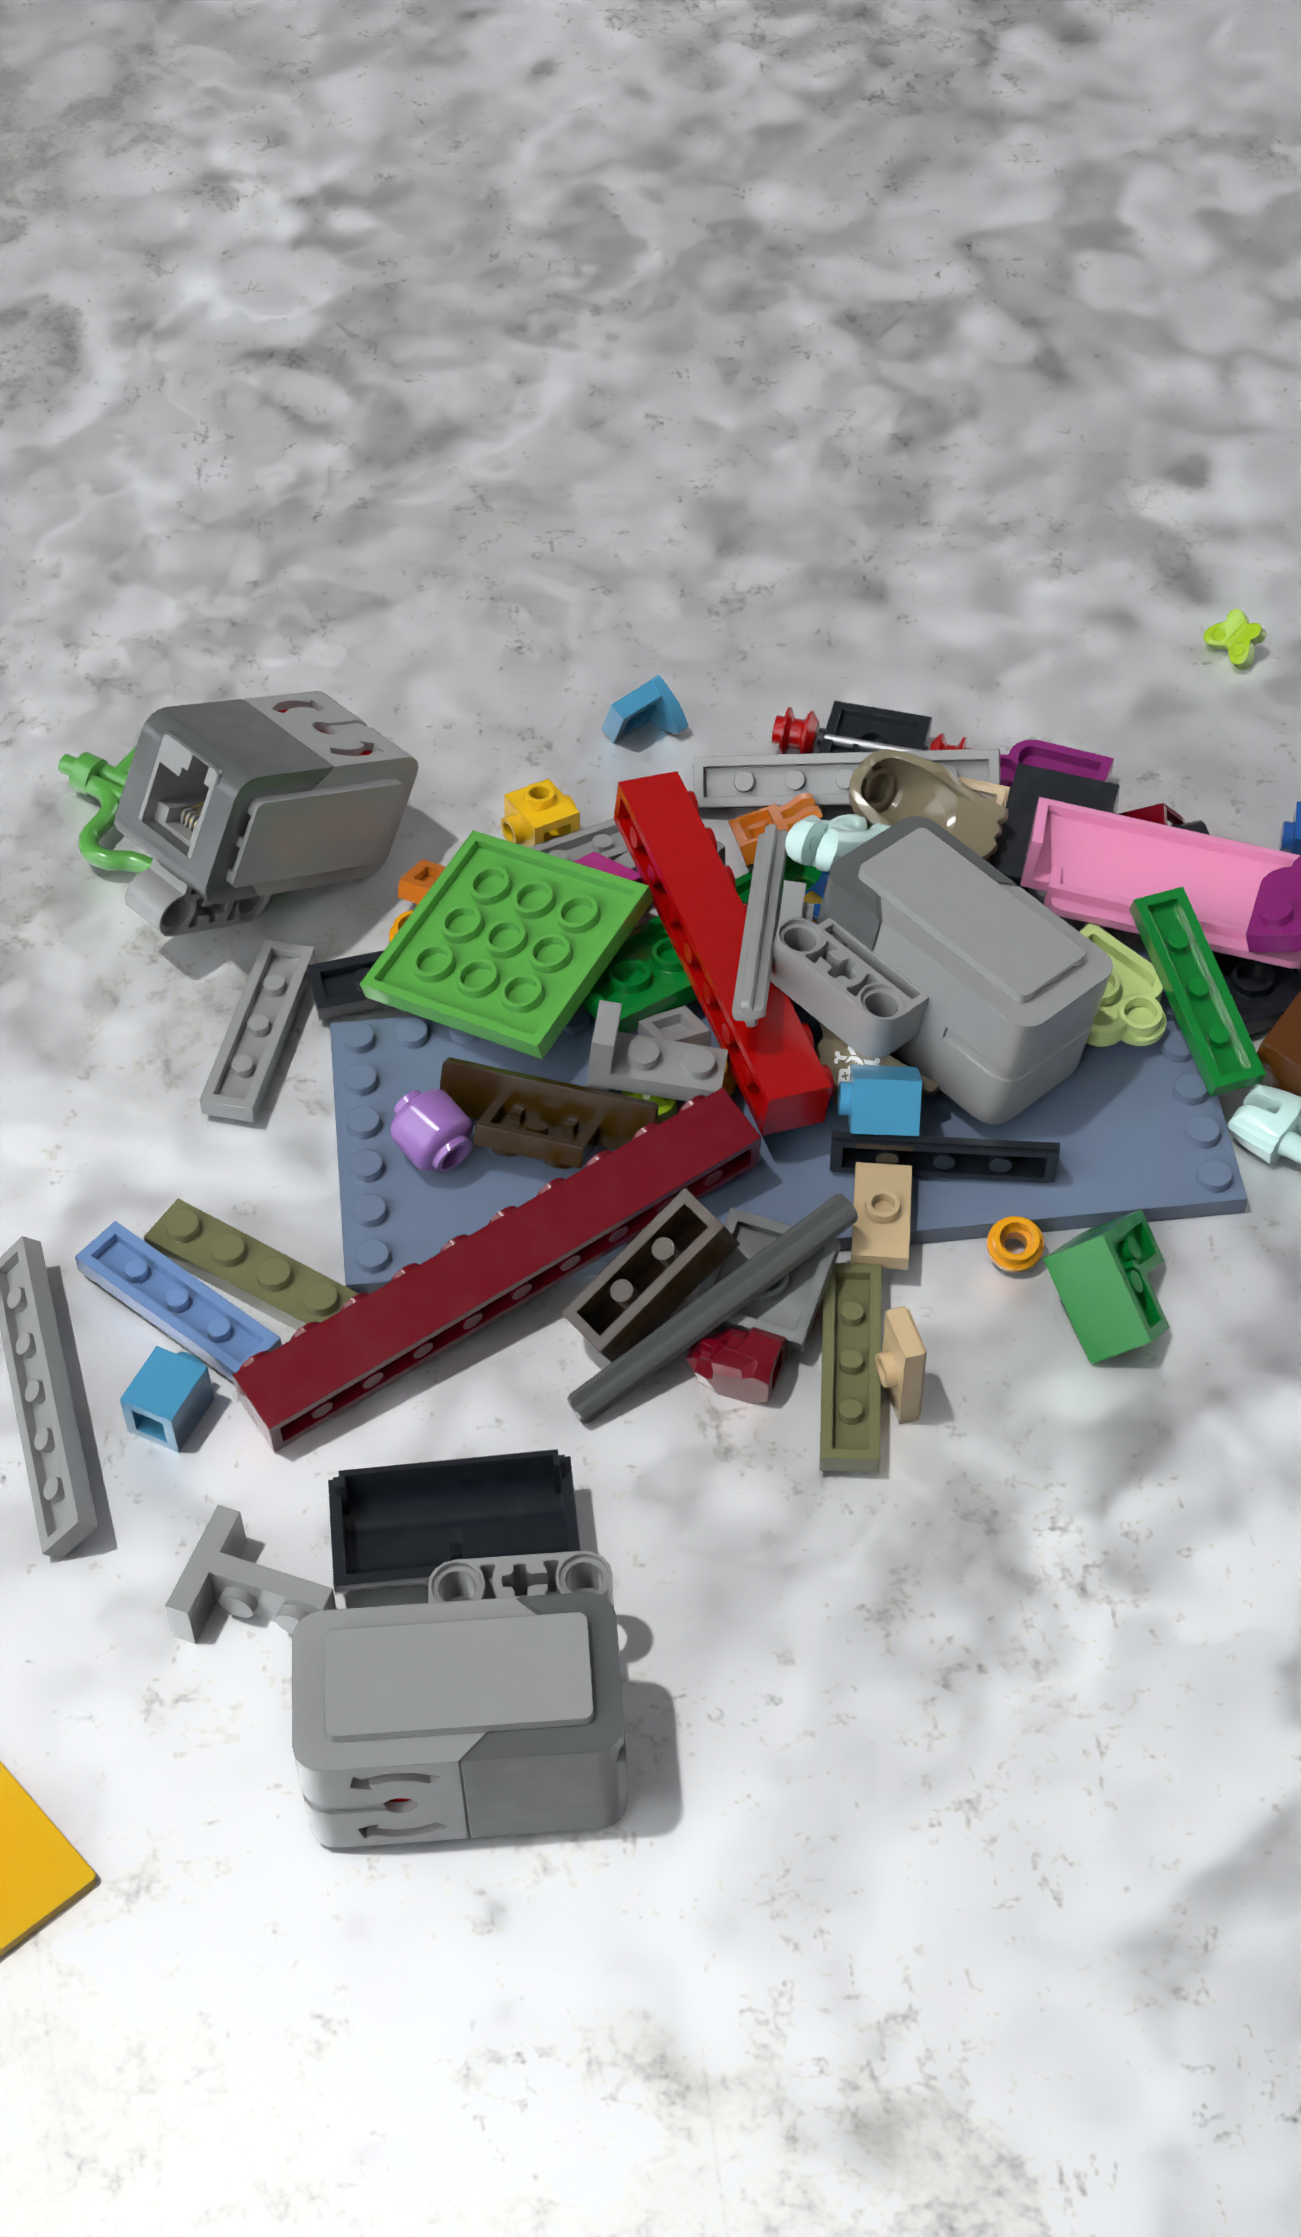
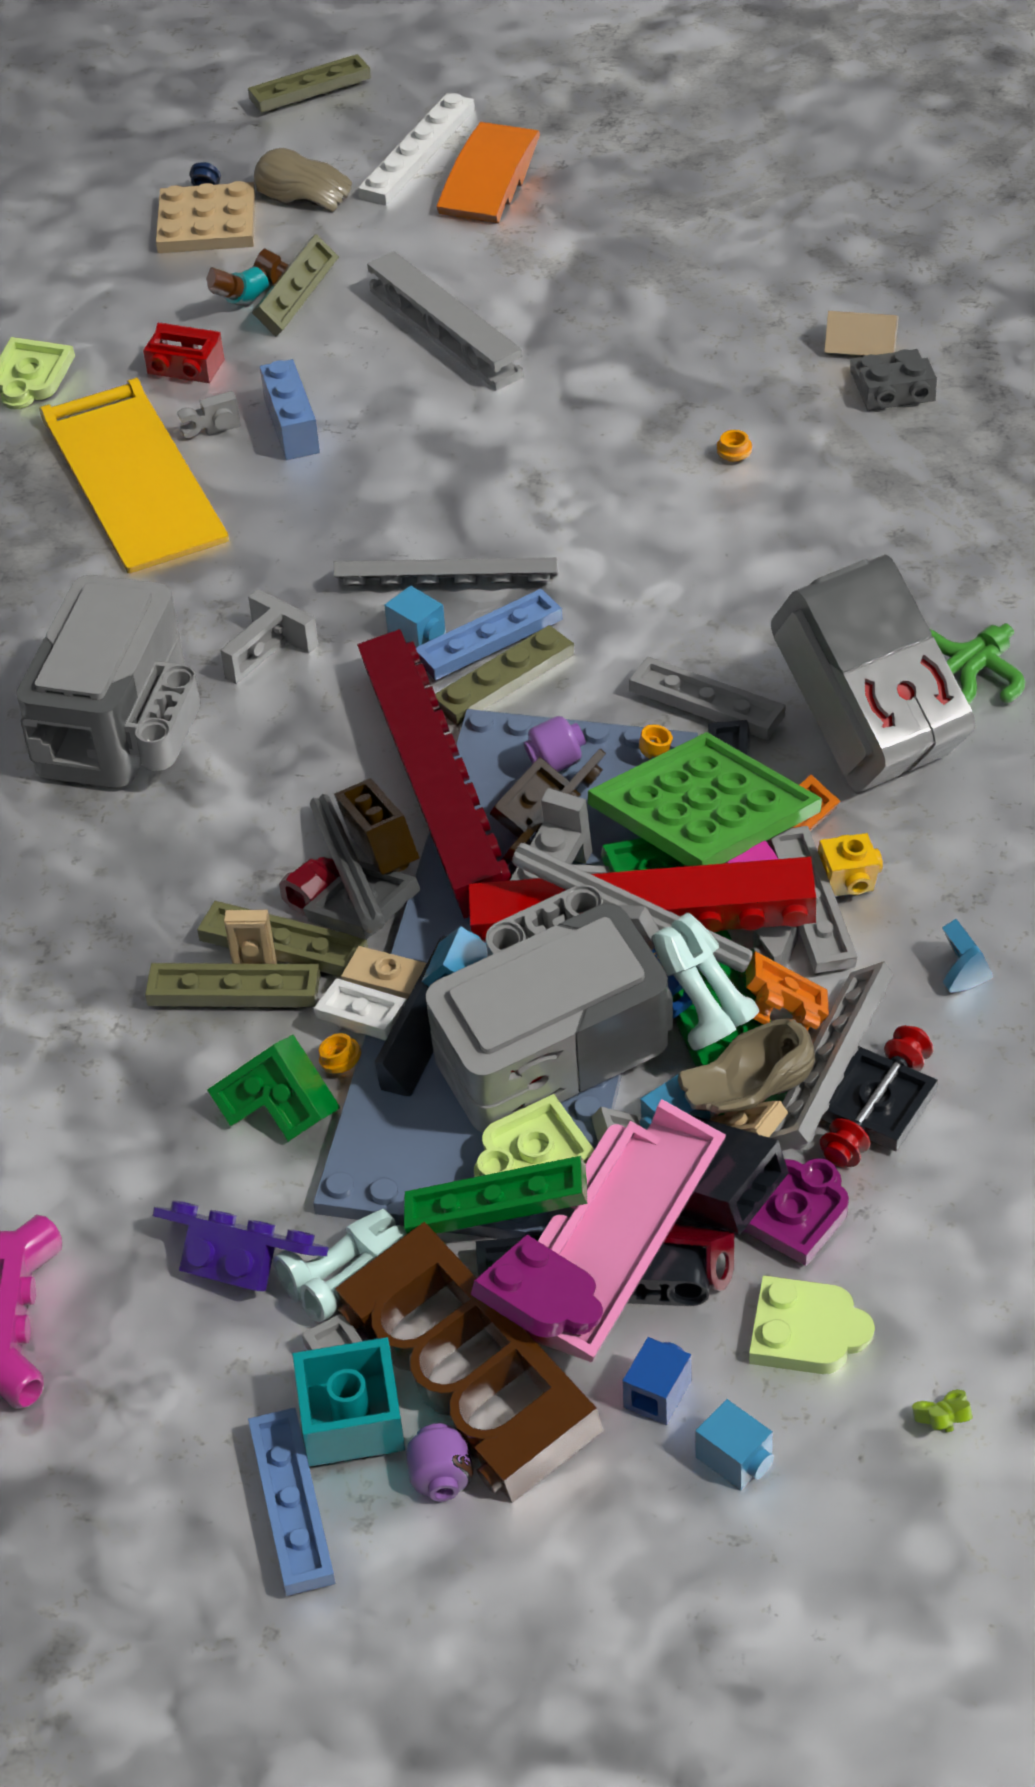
camera: 110 degrees right, 5 degrees down
(388, 1035) = (662, 740): none -> light orange hinge
(412, 1517) = (248, 722): black container -> none
(957, 1217) = (359, 1009): none -> white hinge
(957, 1405) = (233, 985): none -> olive plate
(1186, 757) = (807, 1326): none -> yellowish green plate

